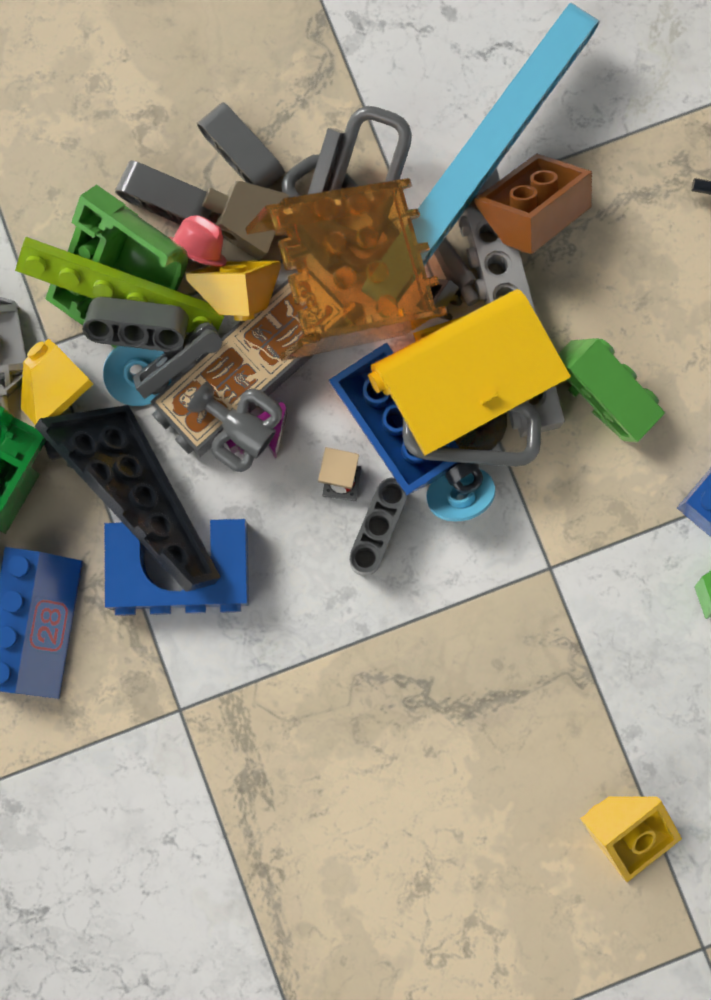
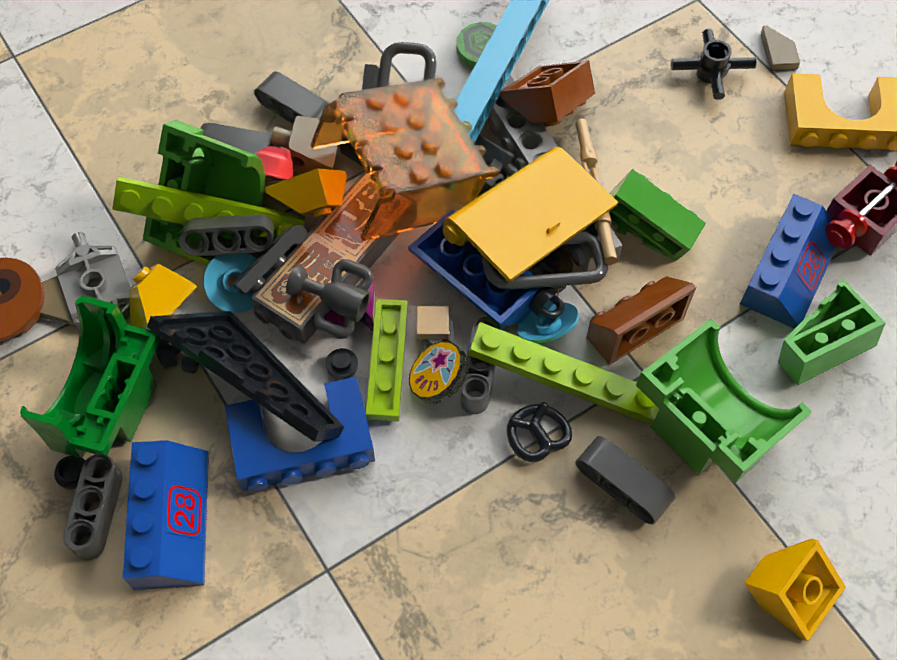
camera: 10 degrees left, 20 degrees down
(234, 492) = (341, 363): none -> black plate
(282, 497) = (387, 360): none -> lime plate
(331, 528) = (438, 372): none -> tile
(420, 611) = (537, 431): none -> black piece
(463, 558) = (562, 372): none -> lime plate
(471, 102) = (473, 41): none -> bright green tile
(494, 685) = (625, 480): none -> dark grey beam
(556, 303) = (589, 161): none -> tan piece
(559, 507) = (640, 317): none -> dark orange slope
(607, 637) = (708, 412): none -> bright green piece

